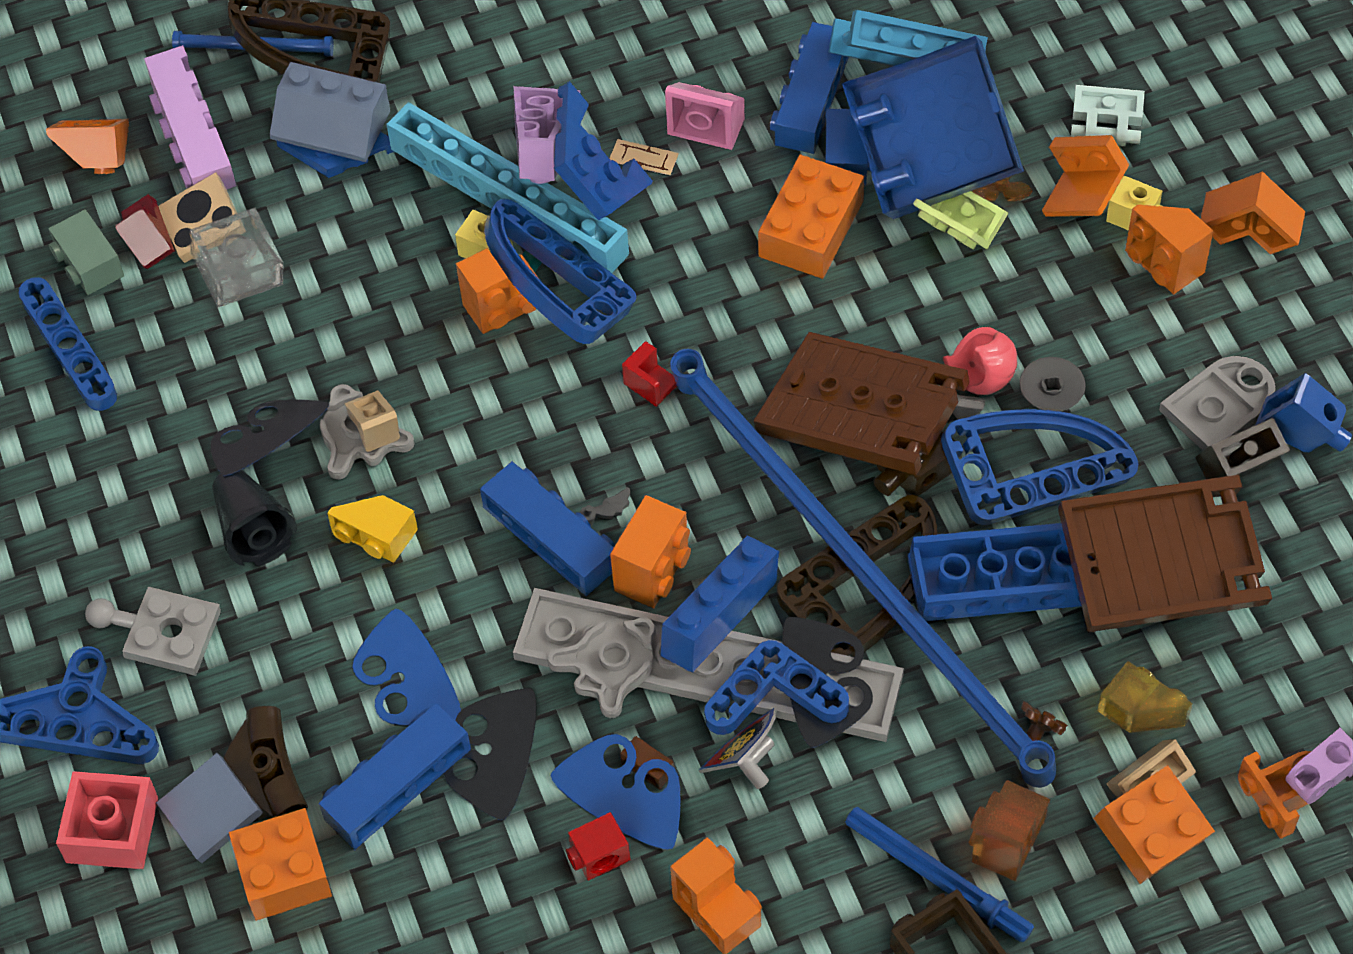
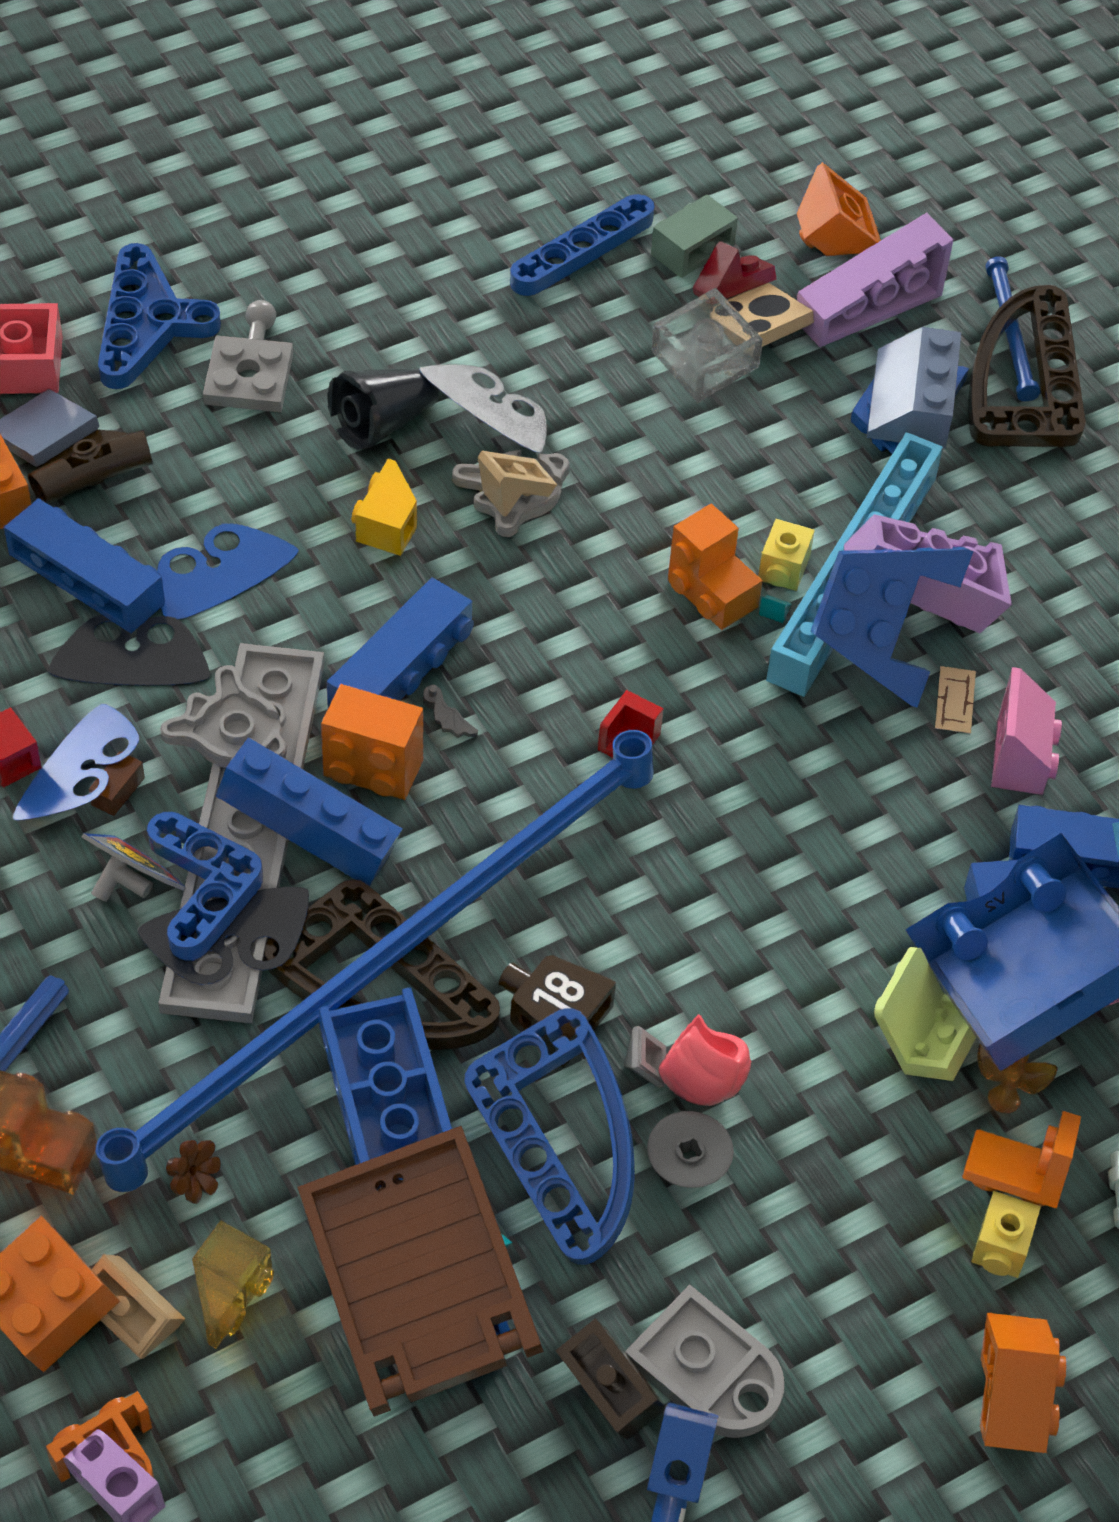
camera: 75 degrees right, 5 degrees down
(605, 294) = (727, 669): blue beam -> none
(811, 216) = (893, 862): orange brick -> none
(862, 402) = (616, 935): reddish brown door -> none
(1169, 244) = (931, 1269): orange slope -> none

